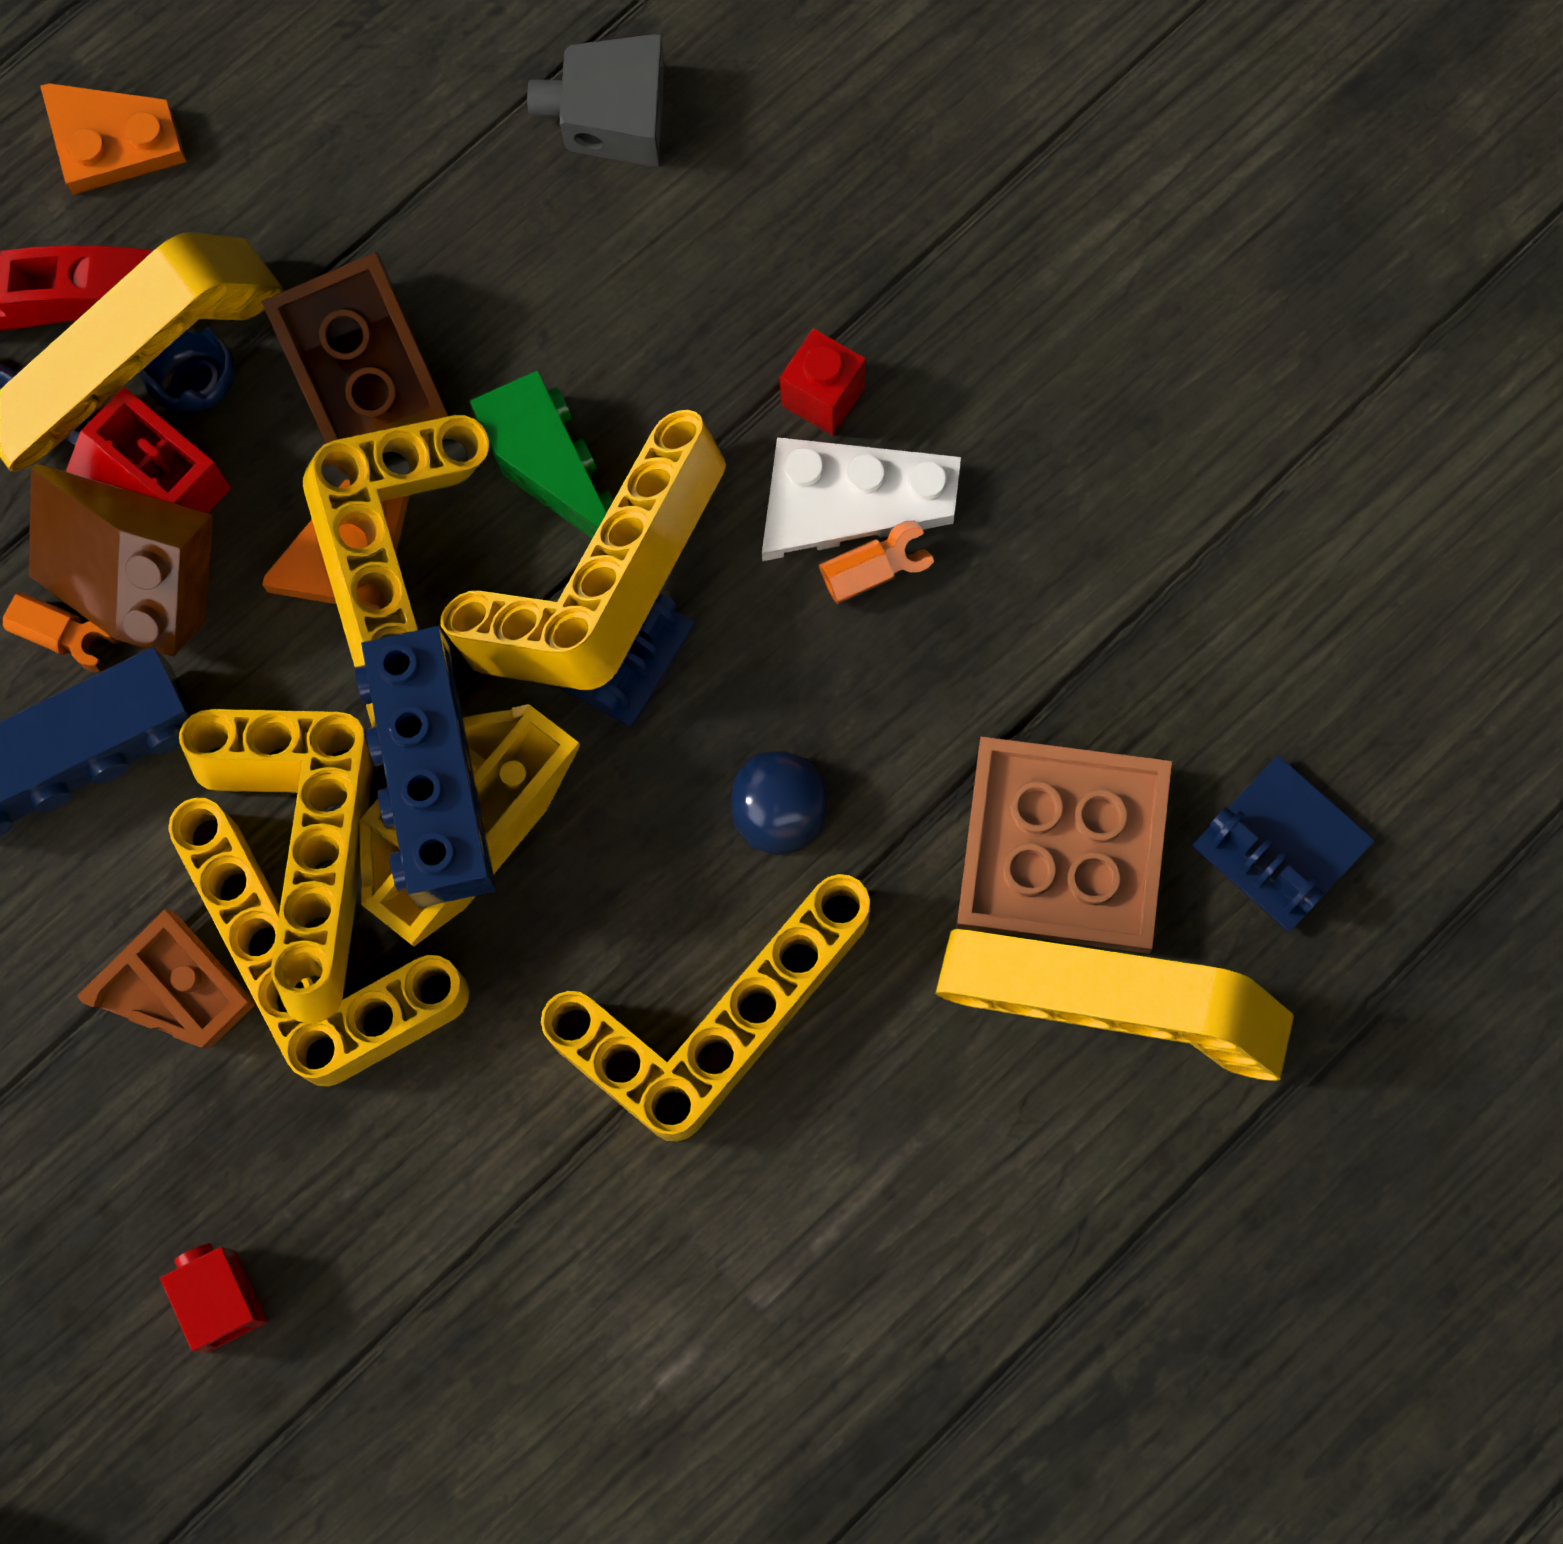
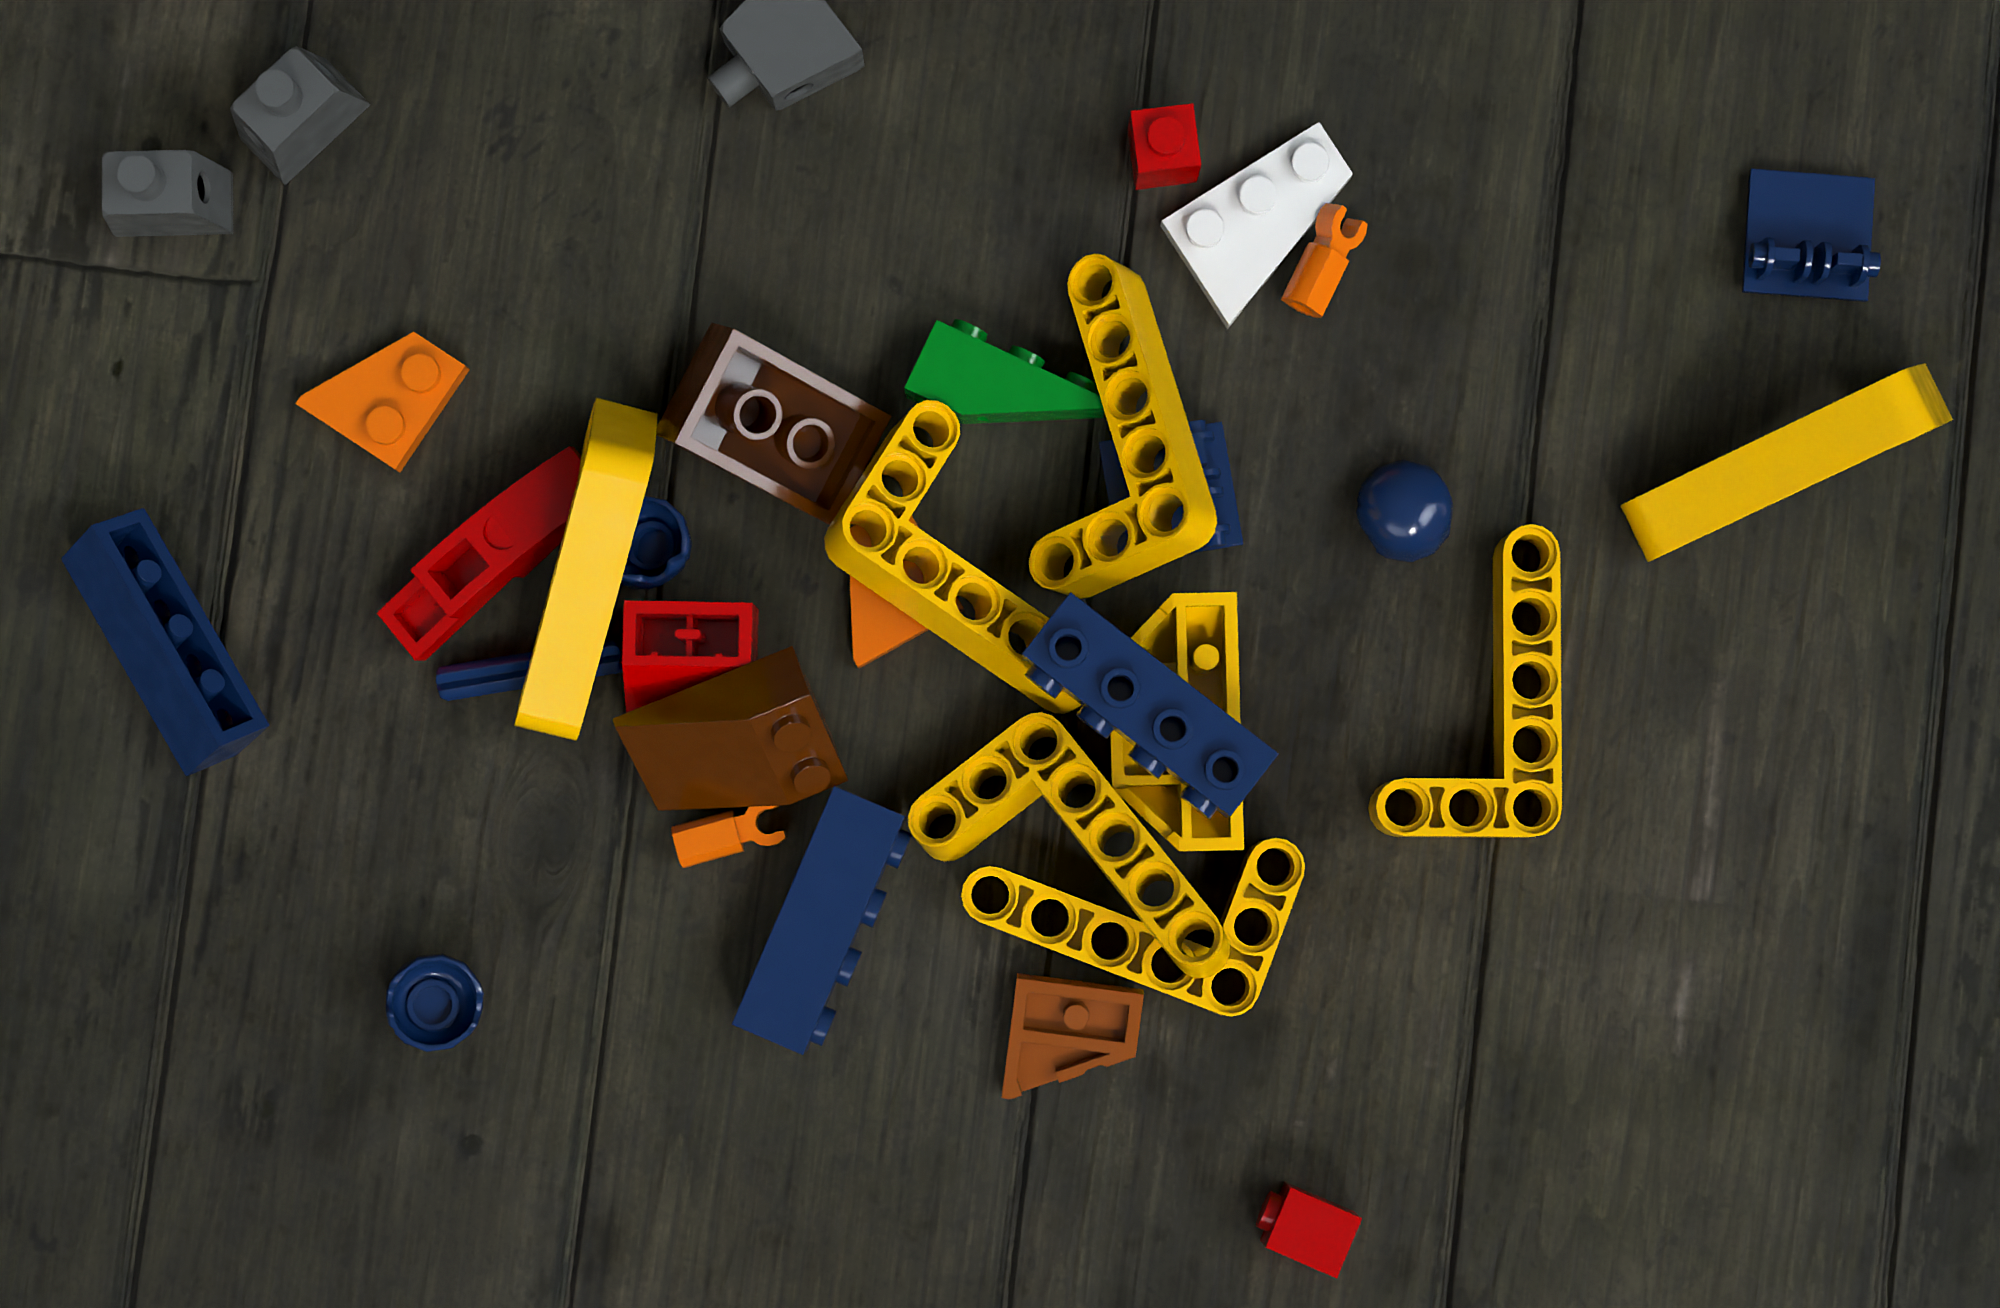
camera: 45 degrees left, 10 degrees up
(1065, 845) = (1650, 368): nougat plate -> none

